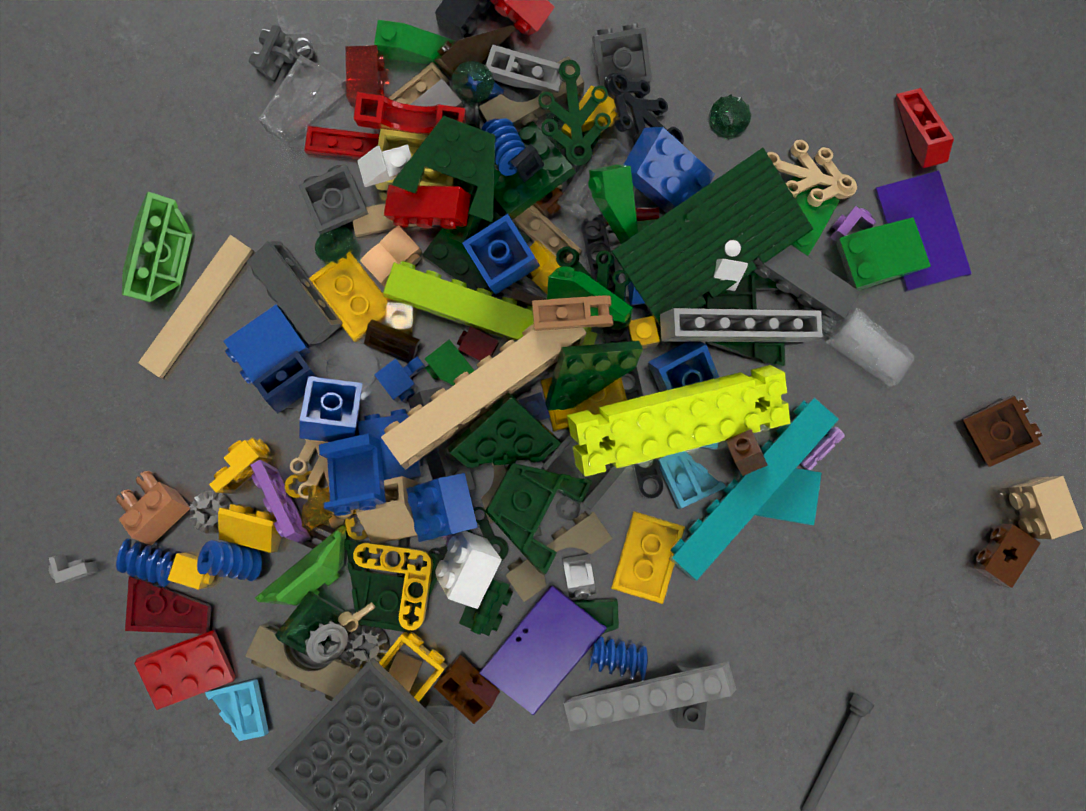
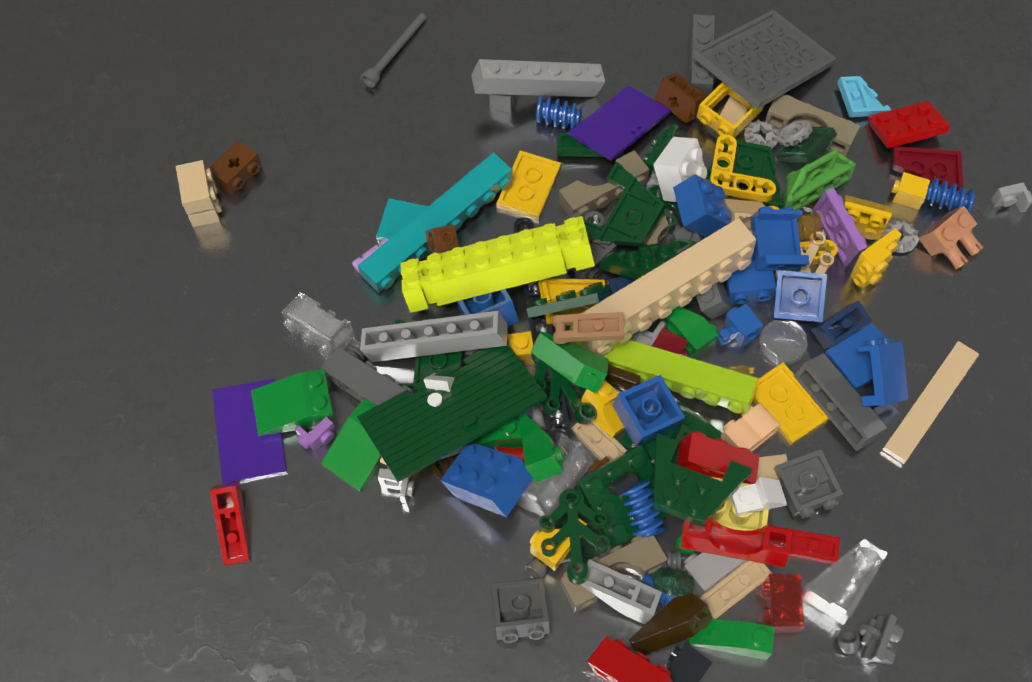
camera: 175 degrees left, 20 degrees down
(156, 249) = (976, 443): bright green wedge -> none
(229, 560) = (881, 189): blue piece -> none
(239, 316) = (887, 372): none -> blue panel
(327, 241) = (810, 434): clear green gear -> none
(350, 621) = (776, 147): tan hand -> none
(392, 338) = (748, 357): dark brown tile -> none
(579, 576) = (587, 170): light grey bracket -> none
(620, 89) = (508, 545): black plant -> none
(687, 479) = (484, 229): medium azure wing -> none
(722, 123) = (423, 557): clear green gear -> none
(838, 184) = (346, 481): tan plant -> none
(1003, 430) = (215, 257): reddish brown plate -> none

